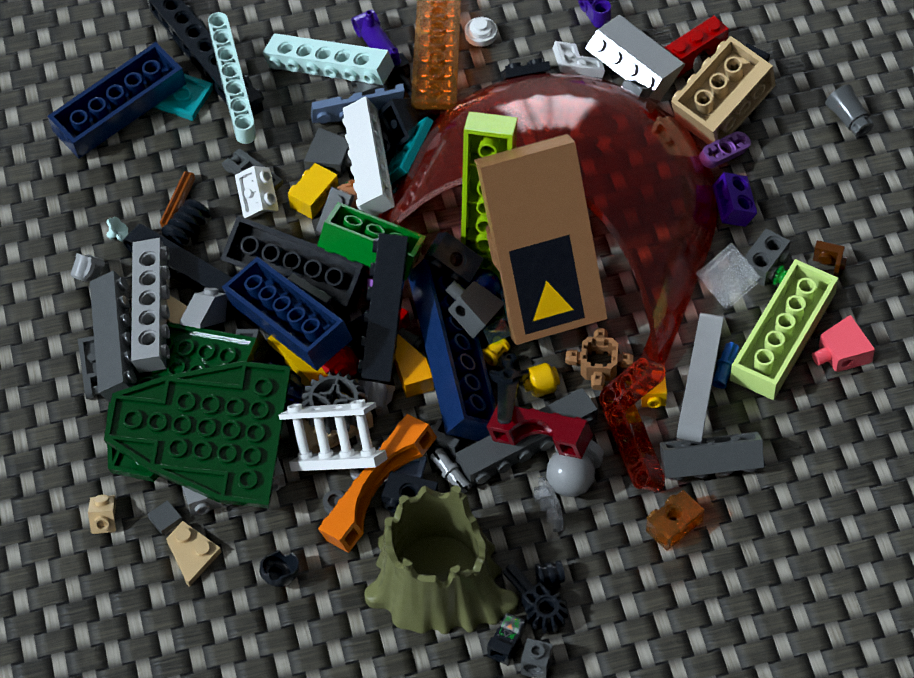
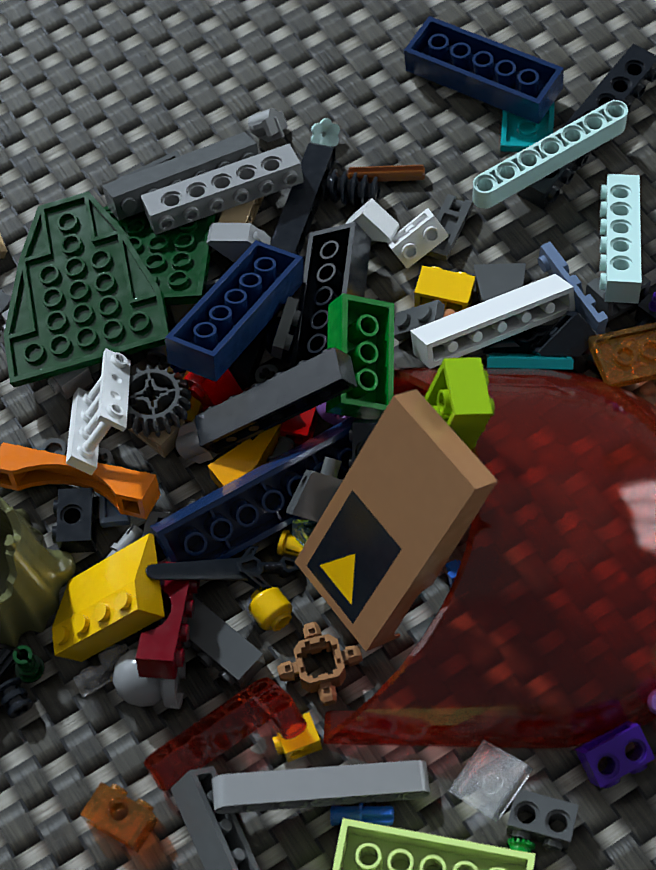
camera: 75 degrees right, 5 degrees up
(222, 220) = (375, 222): none -> white slope
(501, 471) = (108, 602): none -> yellow slope
(525, 557) = (28, 665): none -> dark green pin

